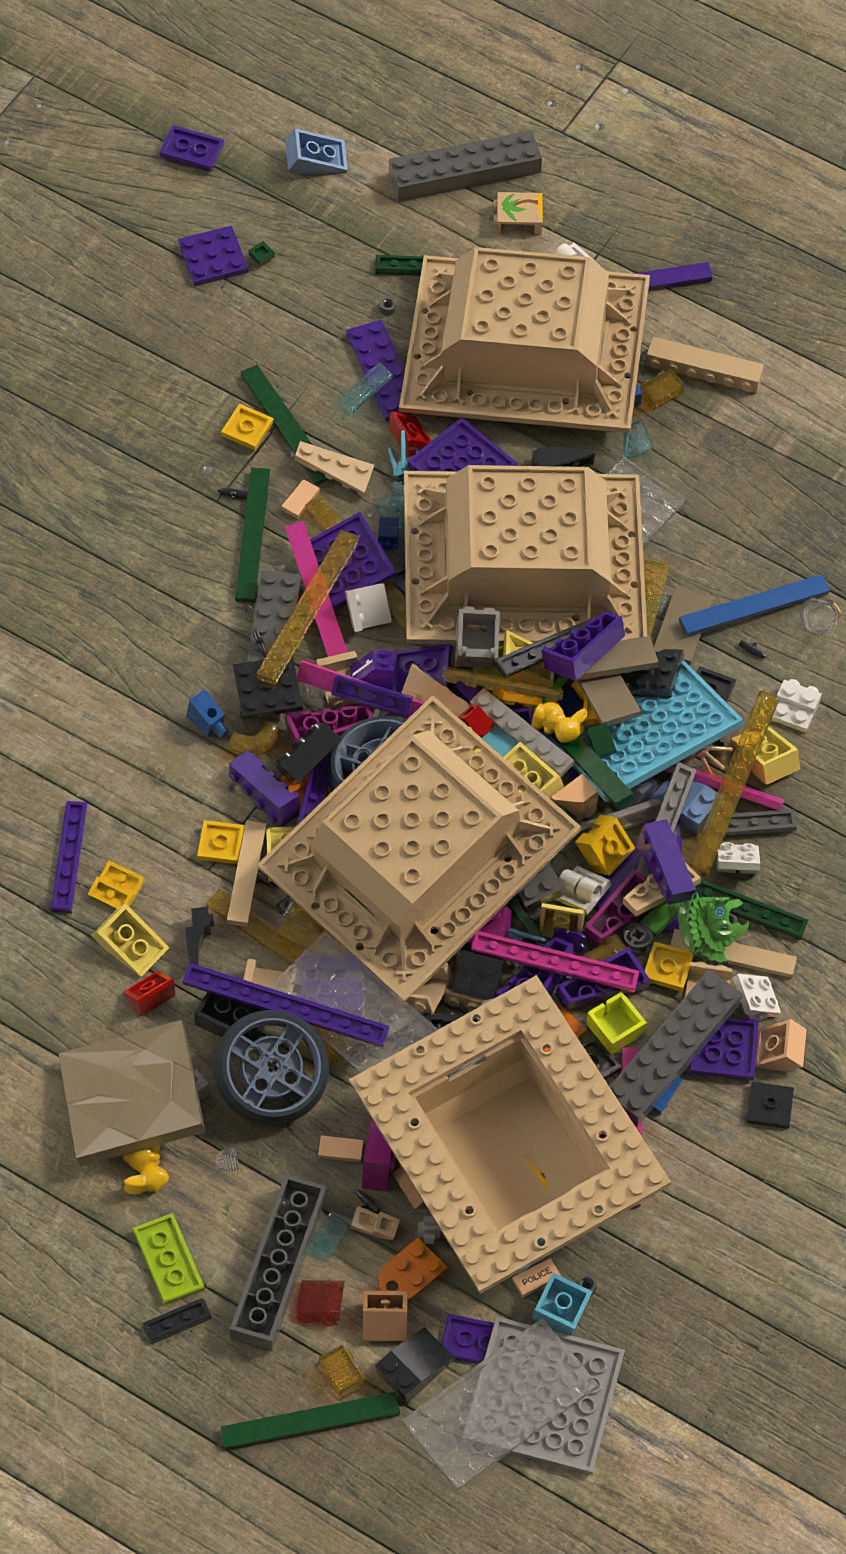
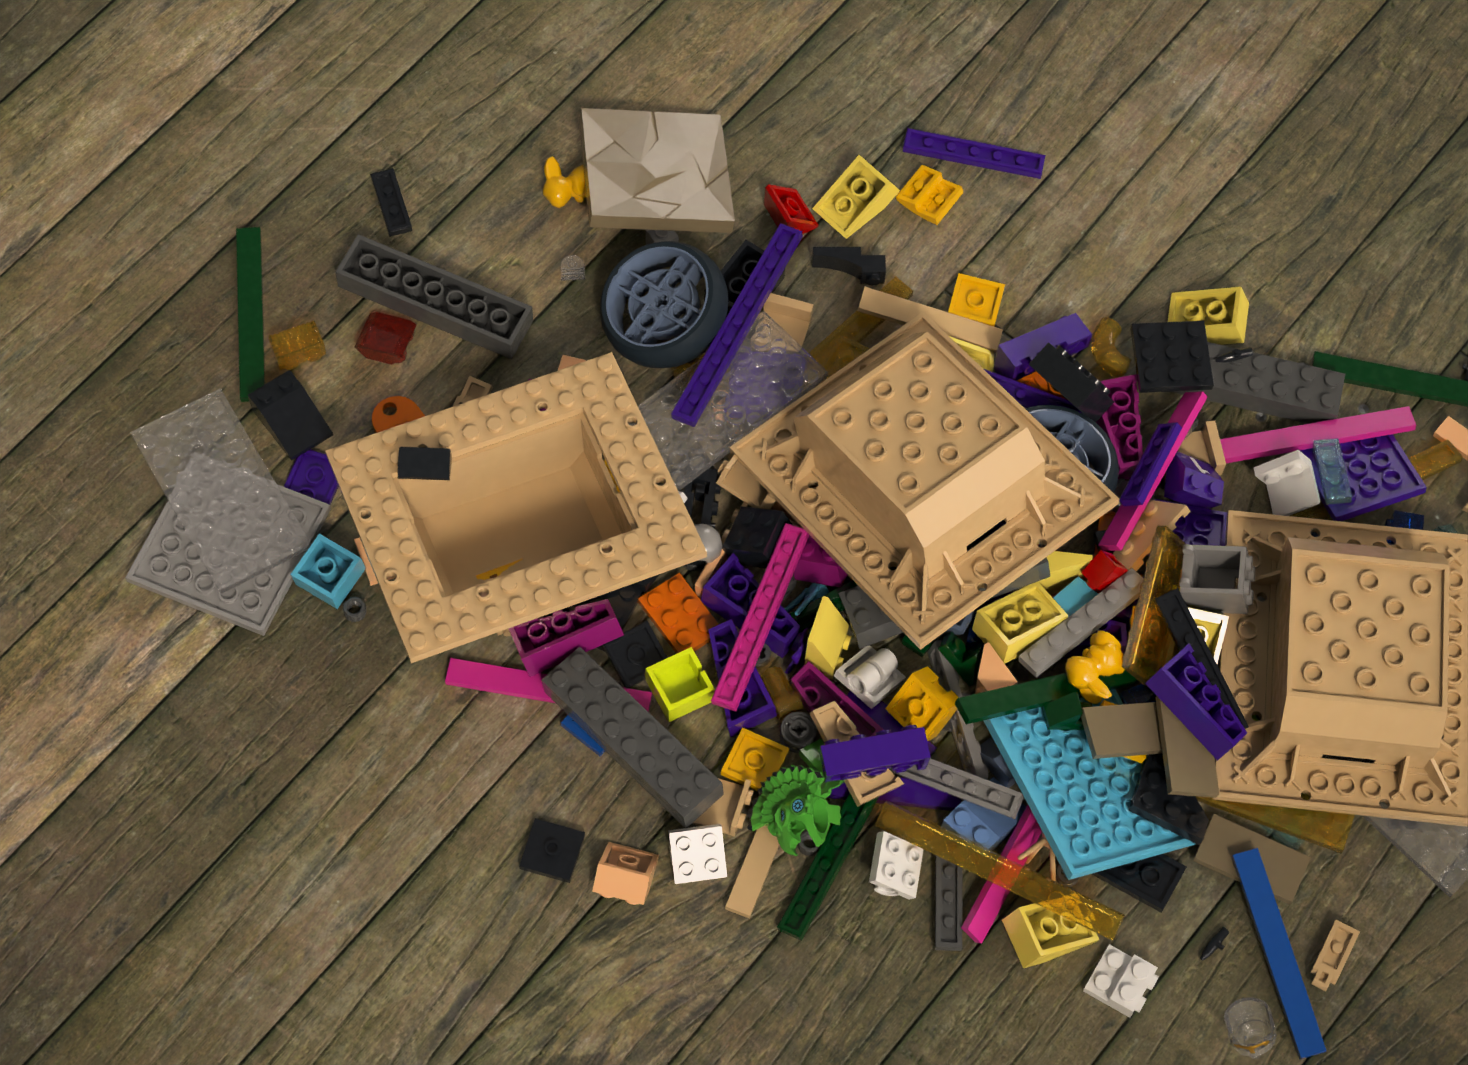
camera: 95 degrees right, 5 degrees up
(168, 1259) = (464, 201): lime tile -> none
(207, 714) = (1145, 299): blue torso -> none
(213, 670) = (1220, 309): none -> light yellow slope
(307, 607) = (1283, 409): clear yellow plate -> none
(331, 1234) = (463, 358): clear light blue slope -> none
(359, 574) = (1332, 471): none -> clear light blue plate
(384, 1316) = (352, 393): medium nougat slope -> none
(489, 1201) = (424, 463): none -> black slope
(730, 1051) = (629, 814): dark purple plate -> none
(747, 572) = (1333, 955): none -> tan hinge

